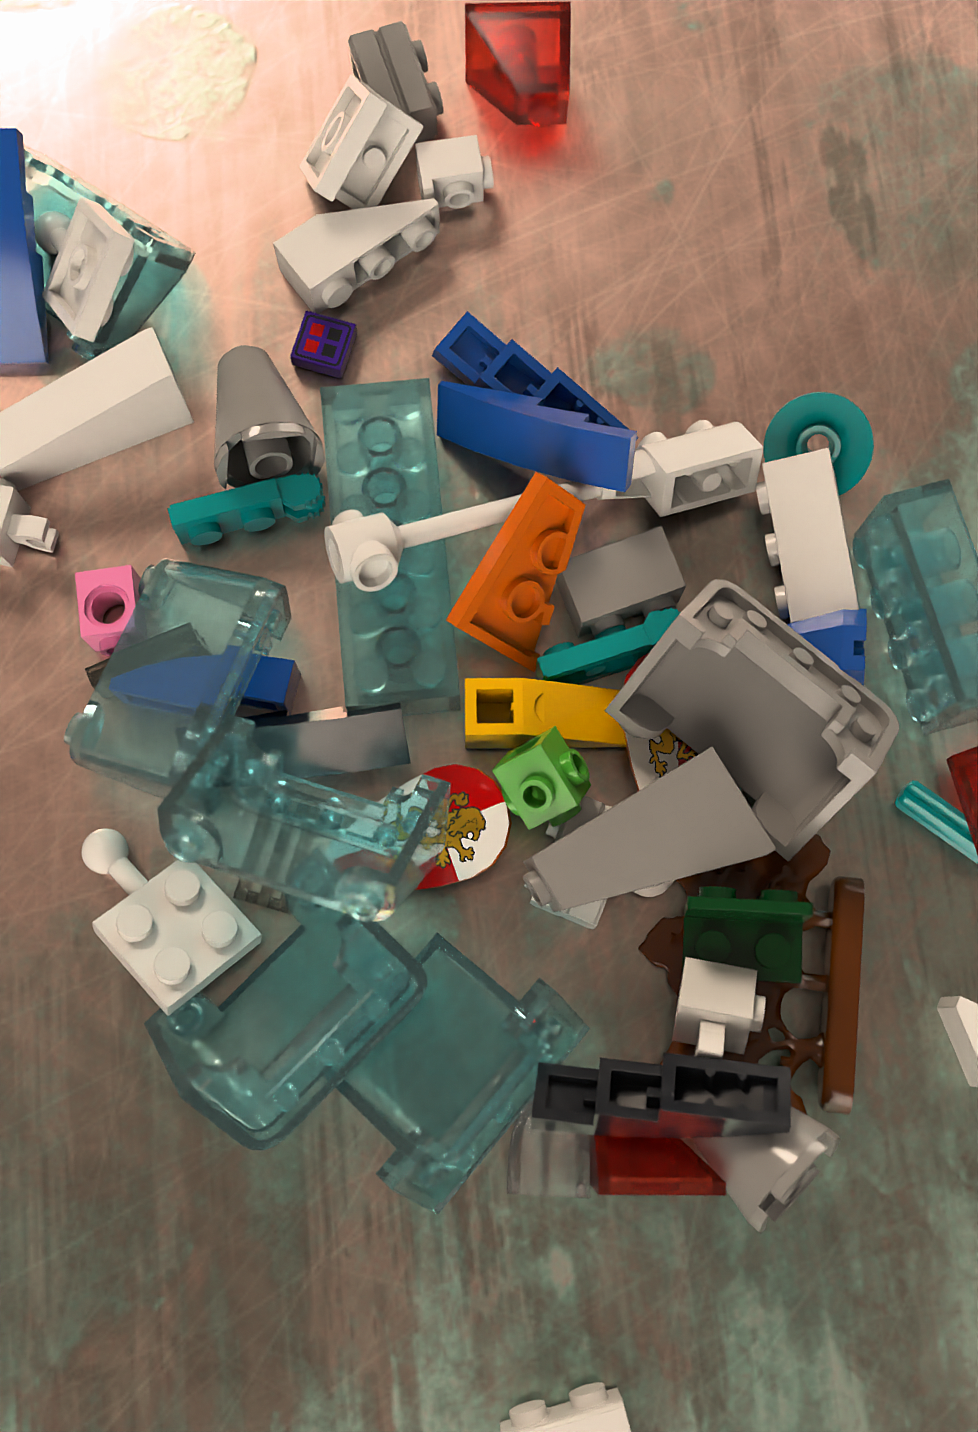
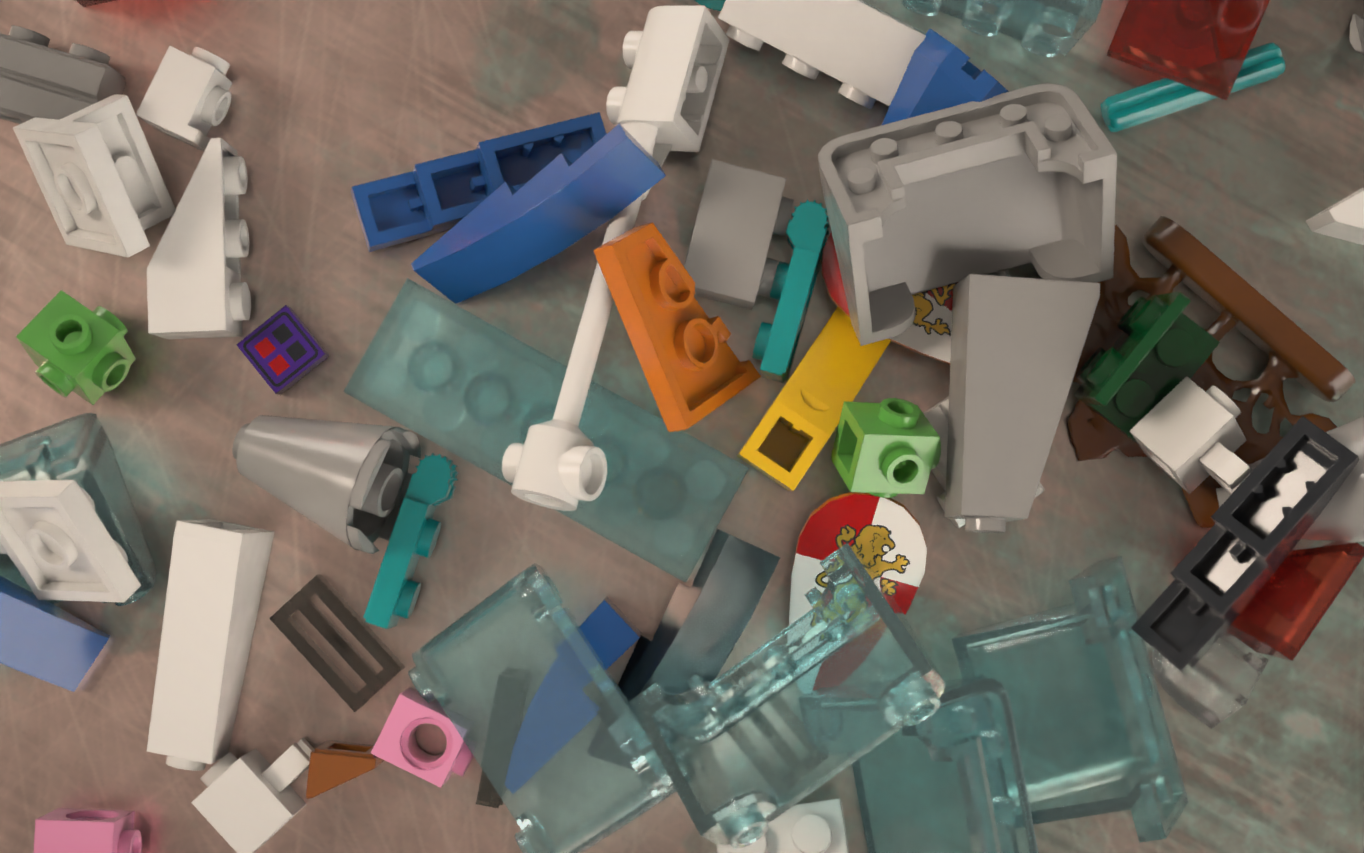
camera: 55 degrees left, 10 degrees up
(49, 560) = (336, 764): none -> dark orange slope
(131, 553) = (319, 660): none -> clear smoke tile
(232, 221) = (77, 348): none -> bright green brick

